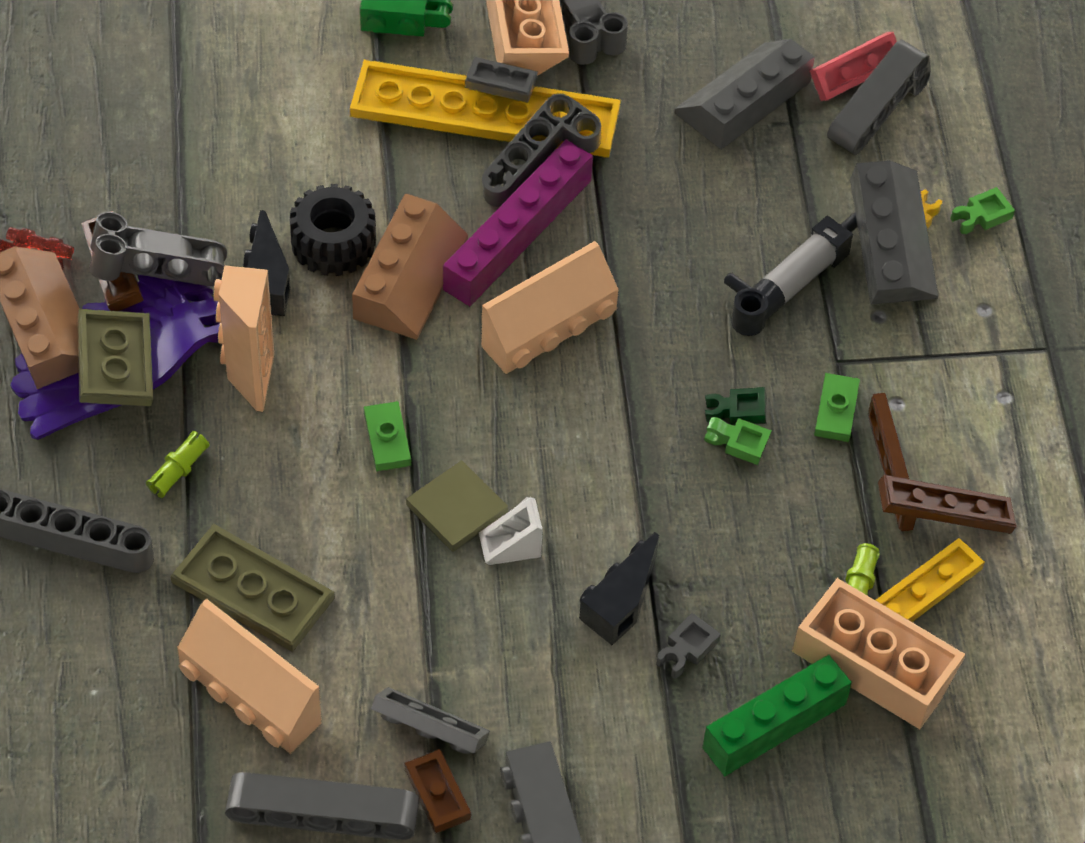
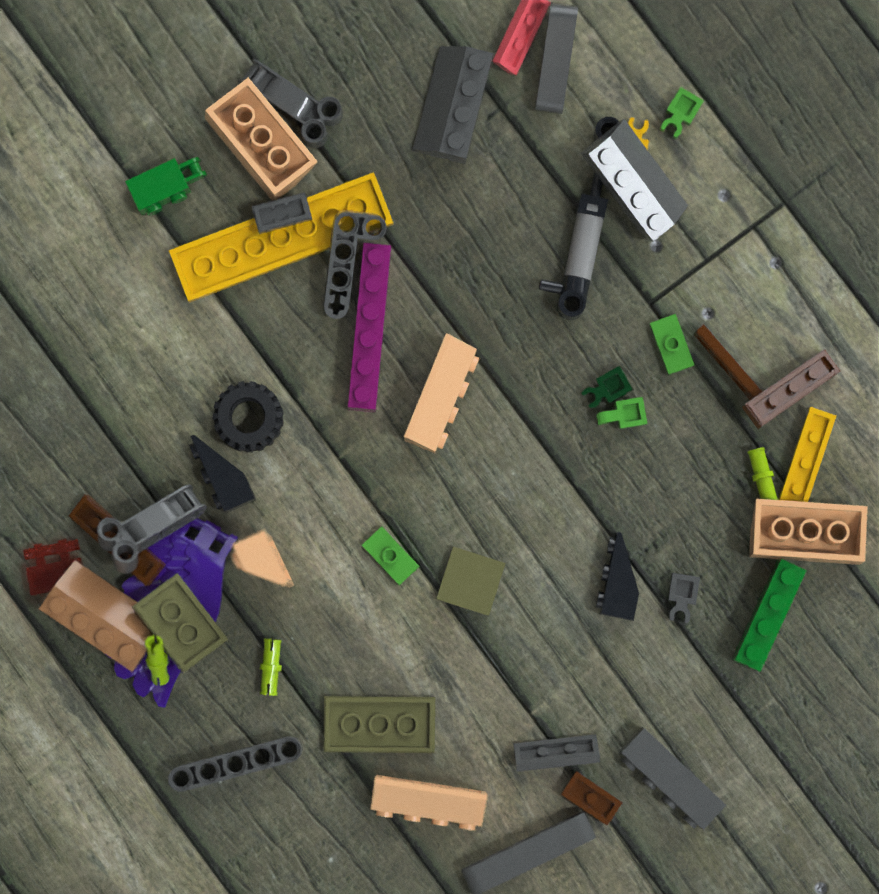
camera: 30 degrees left, 30 degrees up
(63, 375) = (157, 660): none -> lime pin
(407, 268) = (320, 412): medium nougat slope -> none
(514, 535) = (519, 580): white slope -> none

